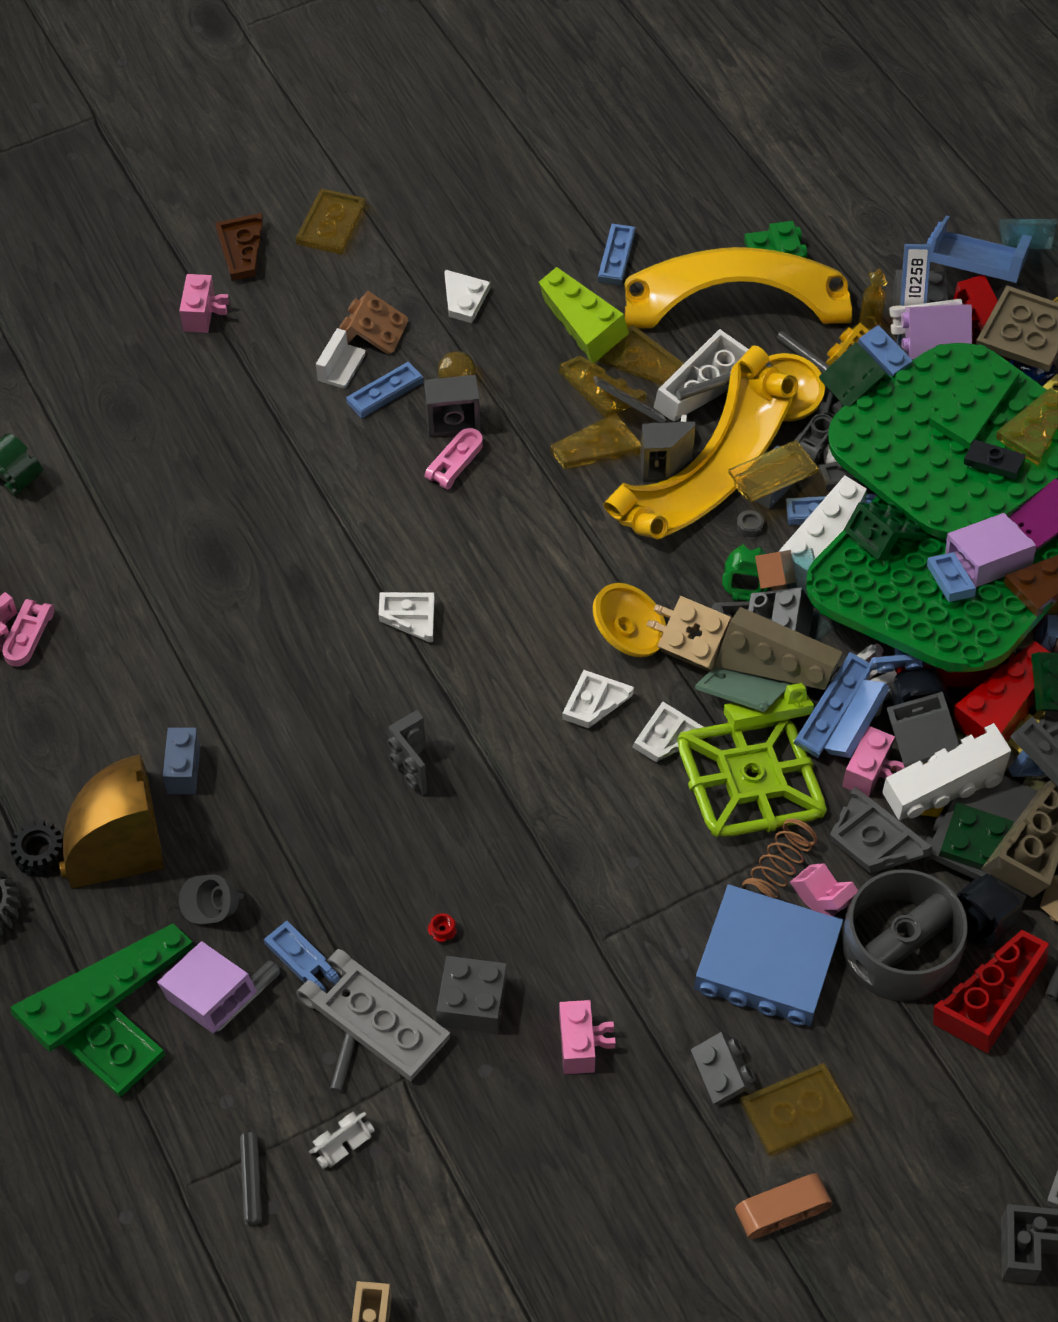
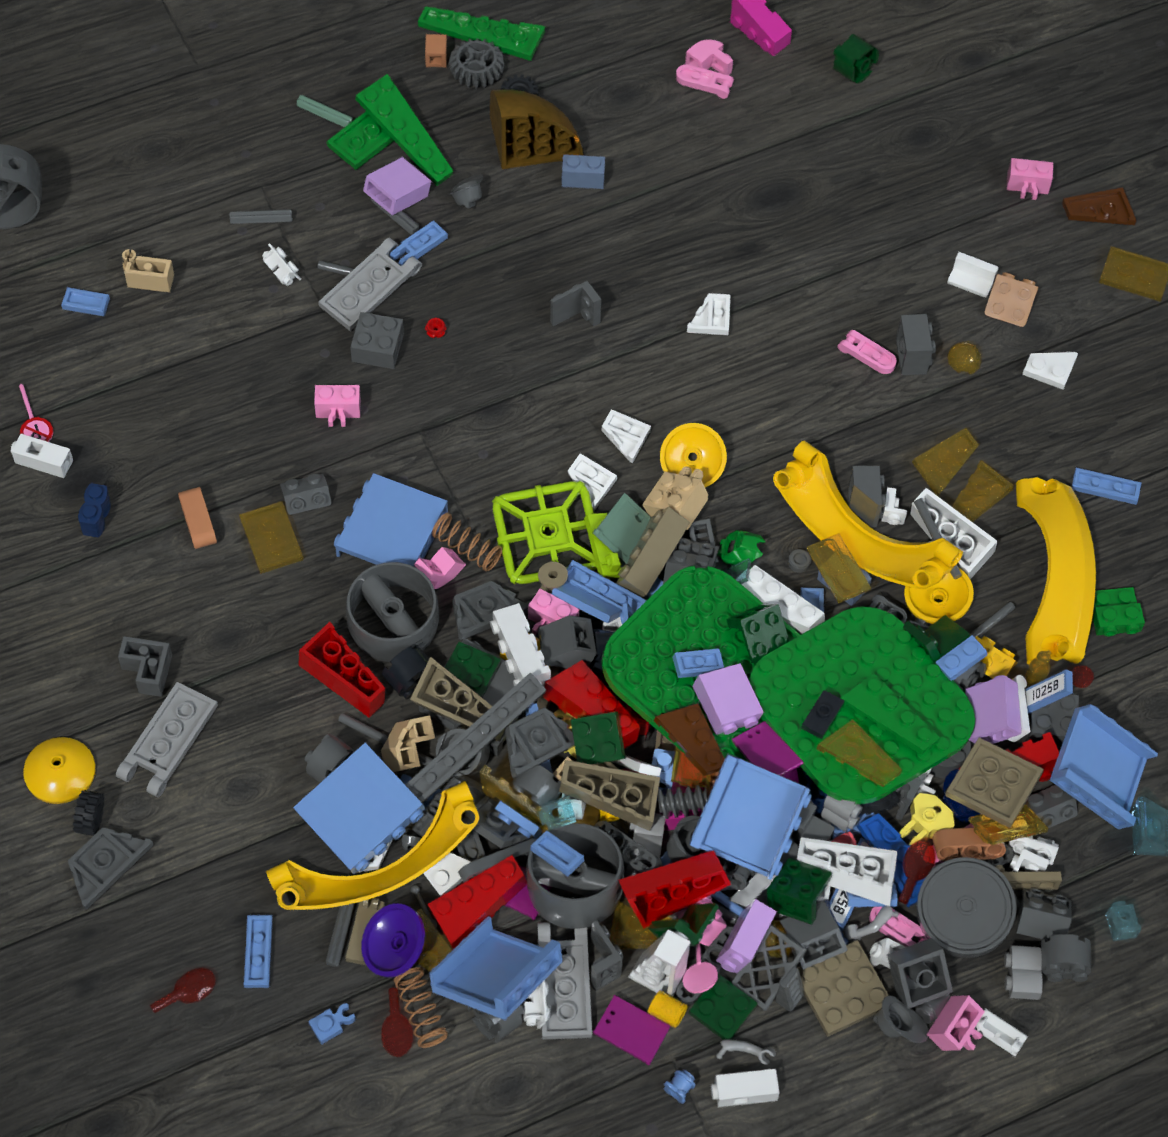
camera: 90 degrees right, 5 degrees up
(54, 1107) = (324, 111): none -> sand green axle
(384, 390) = (944, 308): medium blue tile -> none
(584, 314) = (1019, 445): lime wedge -> none
(600, 440) = (887, 453): clear yellow wing -> none
(629, 399) = (913, 453): dark grey window -> none
(775, 570) = (733, 557): nougat brick -> none
(831, 757) = (552, 576): none -> dark tan piece
(856, 281) = (1082, 676): none -> clear red piece

